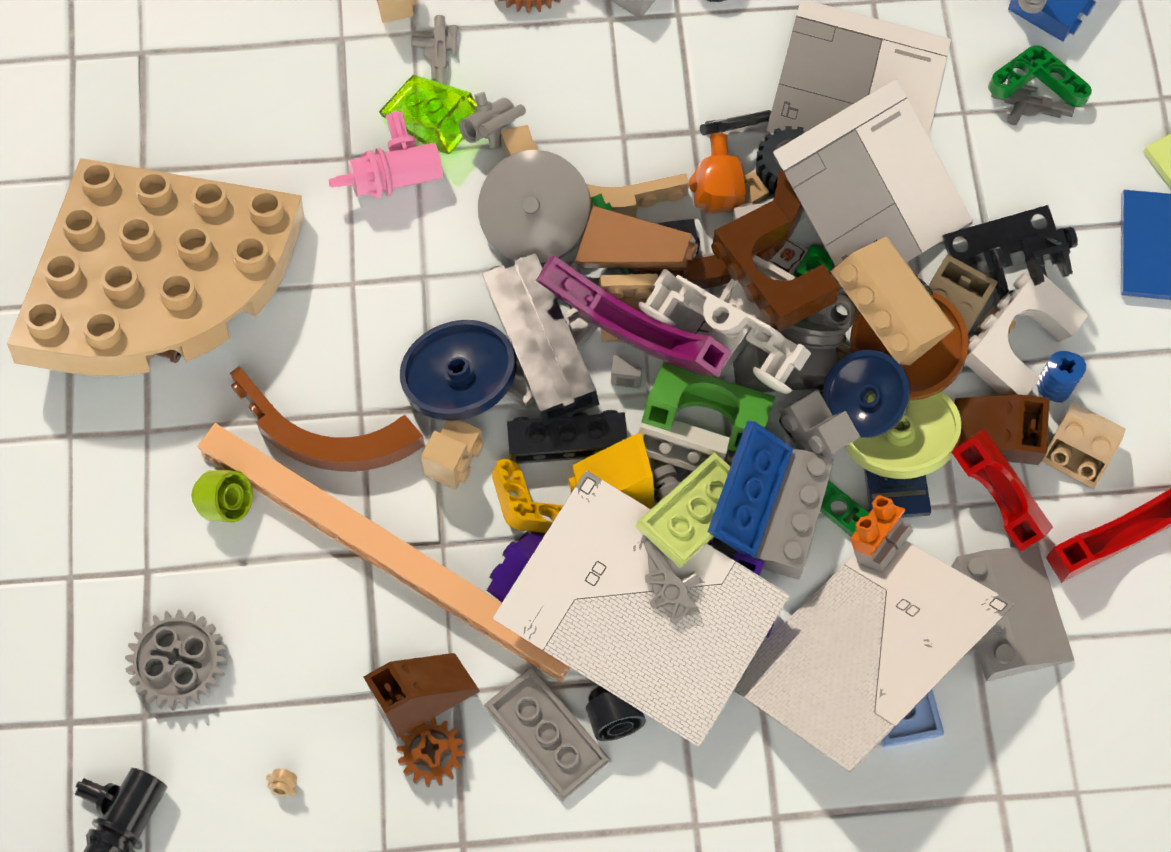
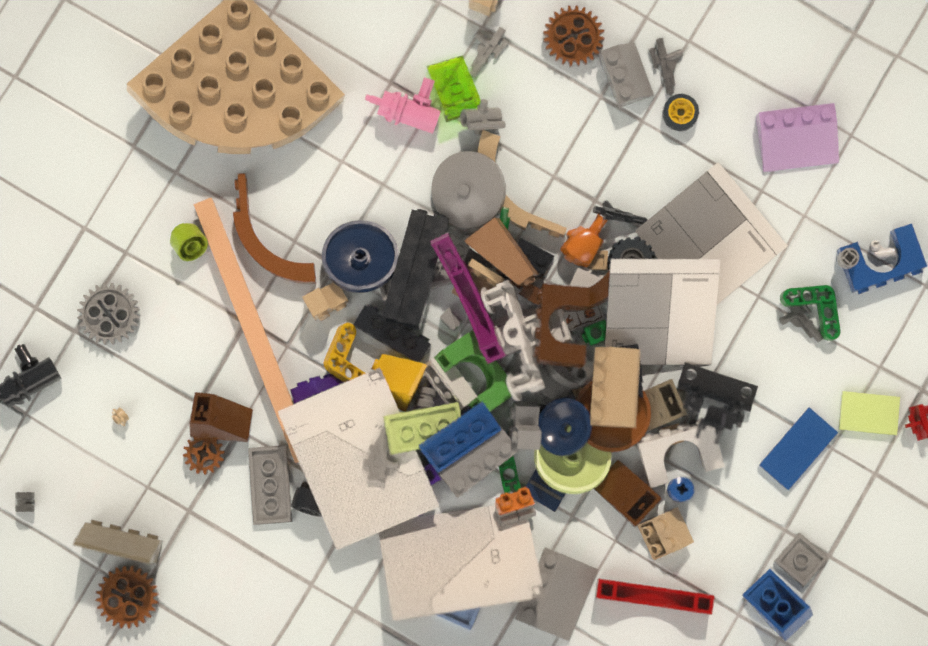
camera: 35 degrees right, 15 degrees up
(1020, 512) = (598, 550): red arch -> none

